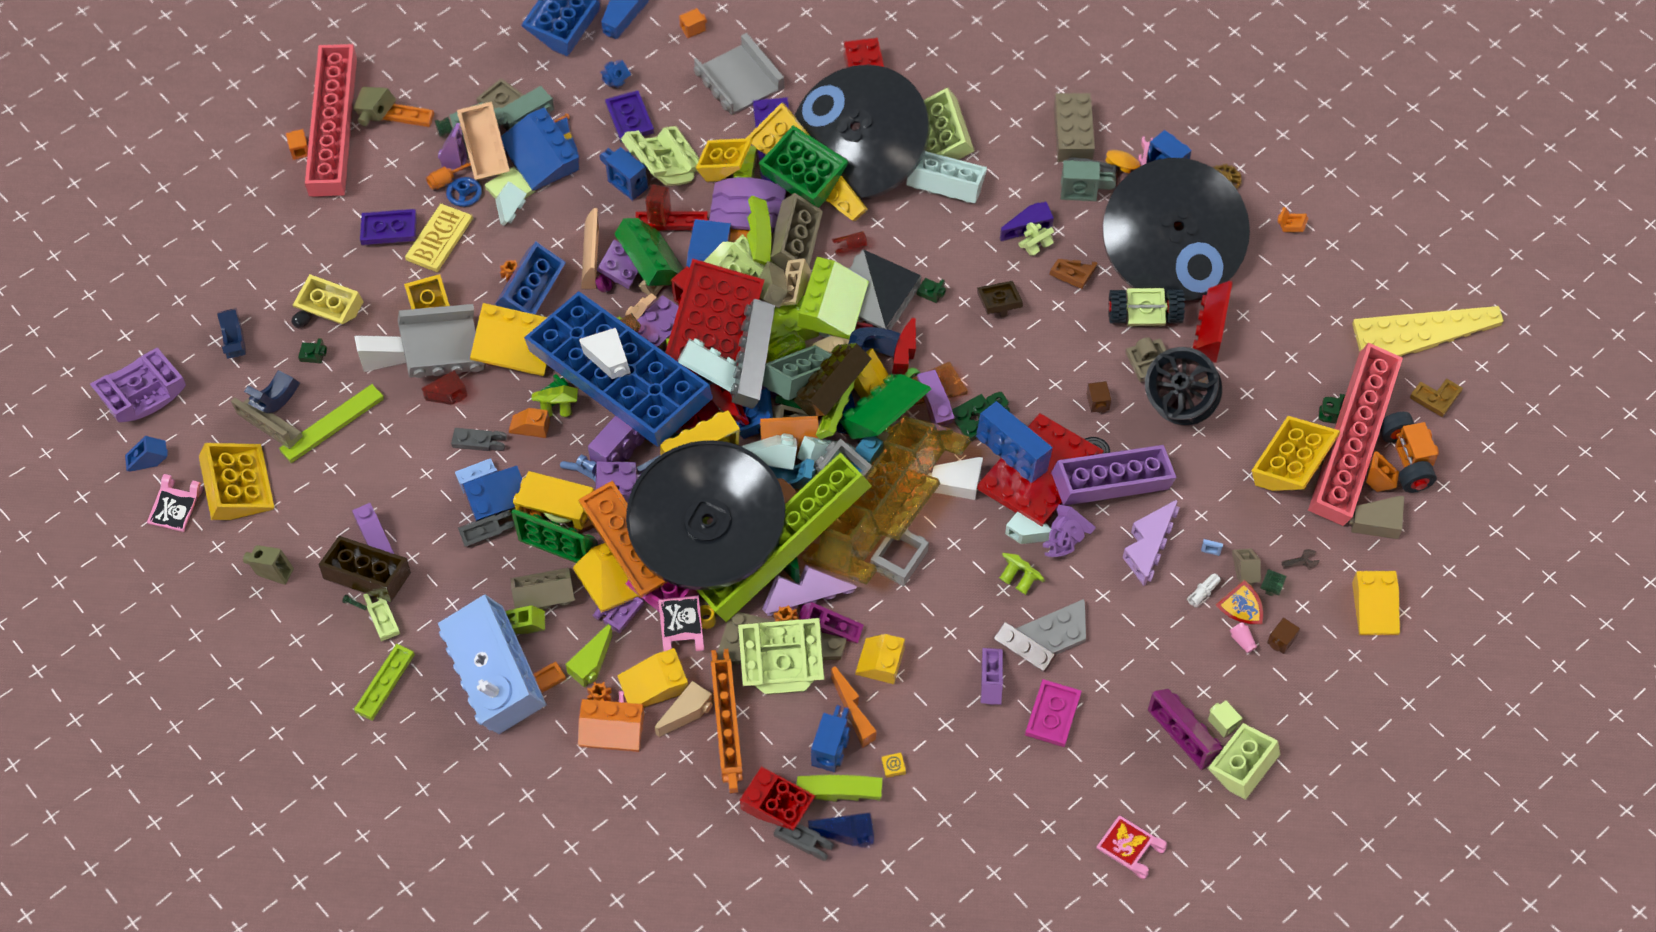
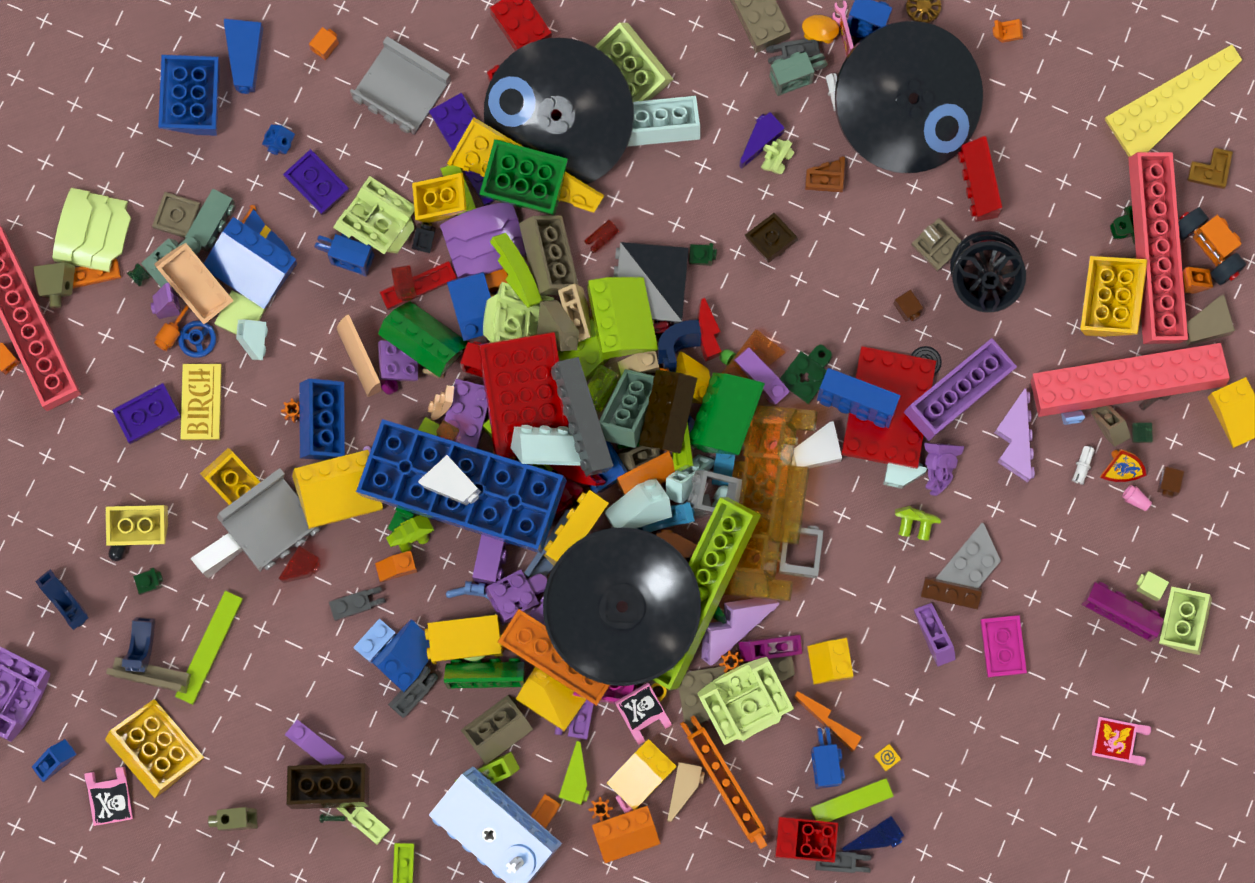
camera: 25 degrees left, 20 degrees up
(423, 80) = (91, 230): none -> yellowish green slope
(696, 187) = (423, 237): none -> black bracket
(1146, 306) = (912, 190): plate -> none
(1281, 533) = (1129, 379): none -> coral brick

